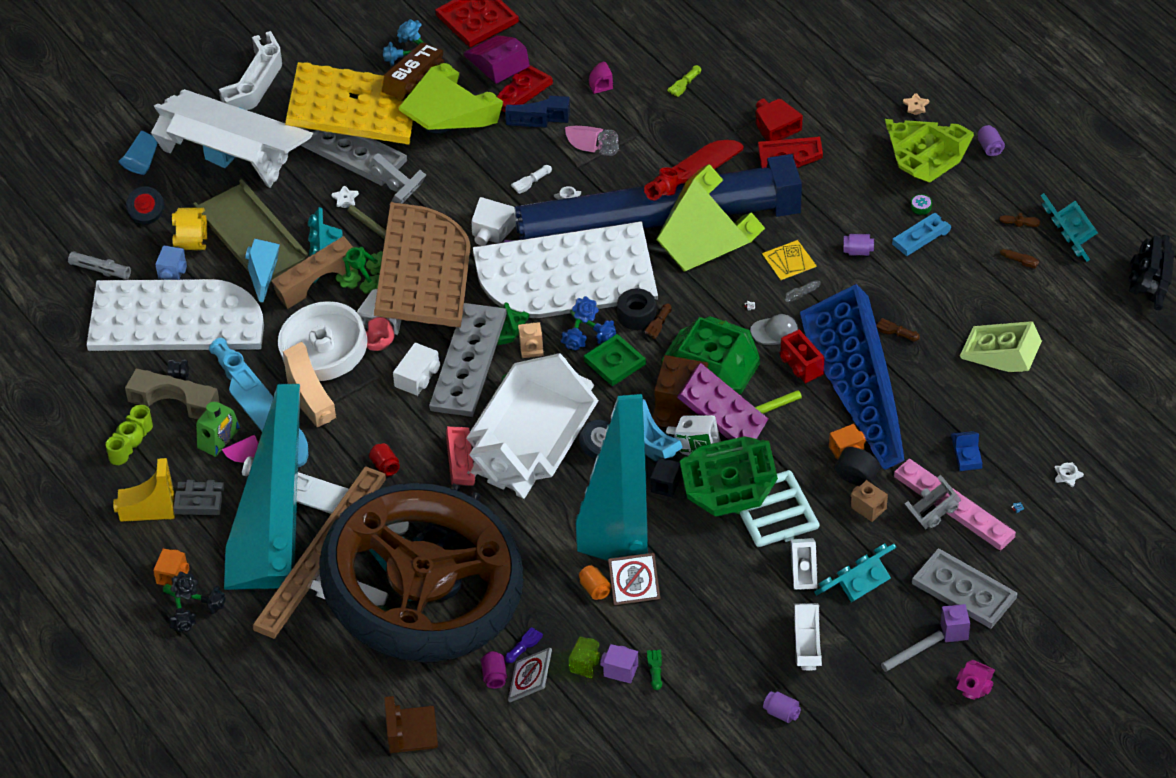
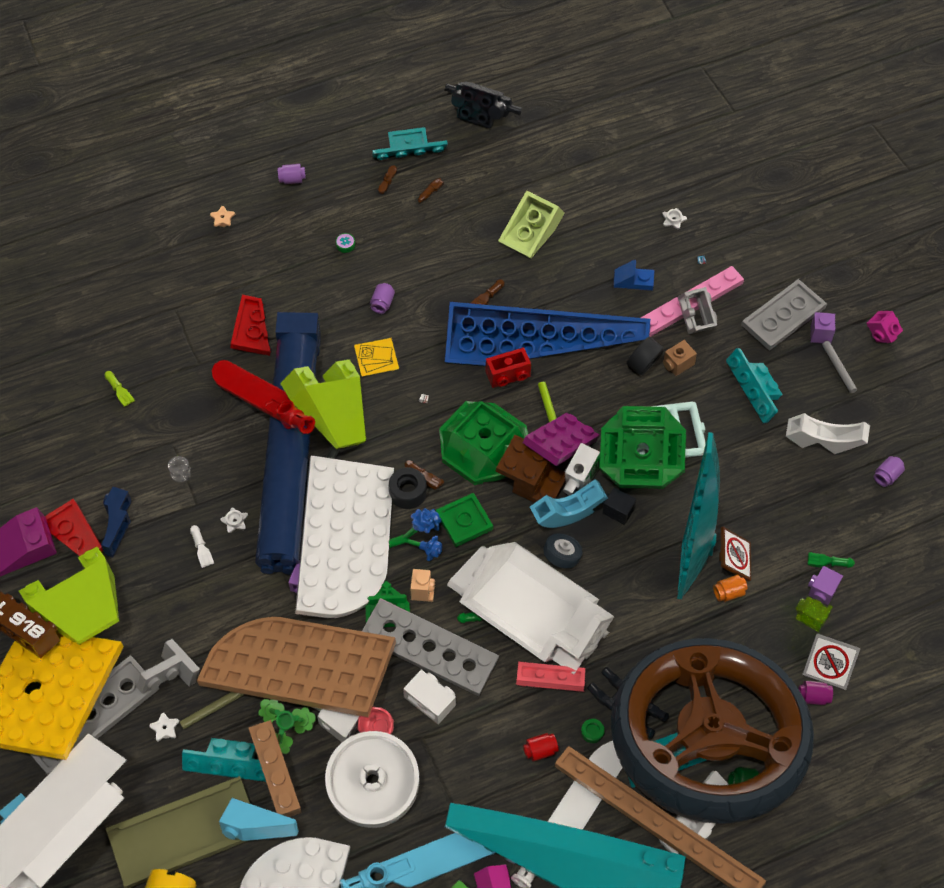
camera: 80 degrees left, 10 degrees up
(313, 397) = (432, 804): light nougat arch -> none
(410, 727) = (872, 778): reddish brown bracket -> none
(492, 221) = (251, 592): white torso -> none
(530, 639) = (781, 659): dark purple piece -> none
(583, 137) = (163, 487): bright pink brick -> none
(601, 78) = (84, 457): dark pink brick -> none
(773, 329) = (459, 385): light grey cap -> none
(777, 119) = (203, 325): red torso -> none
(797, 293) = (421, 358): clear piece -> none
(804, 563) = (737, 420): white slope -> none
(846, 437) = (612, 359): orange brick -> none
(921, 234) = (383, 251): dark azure plate -> none
(926, 148) = (285, 218): lime wedge -> none

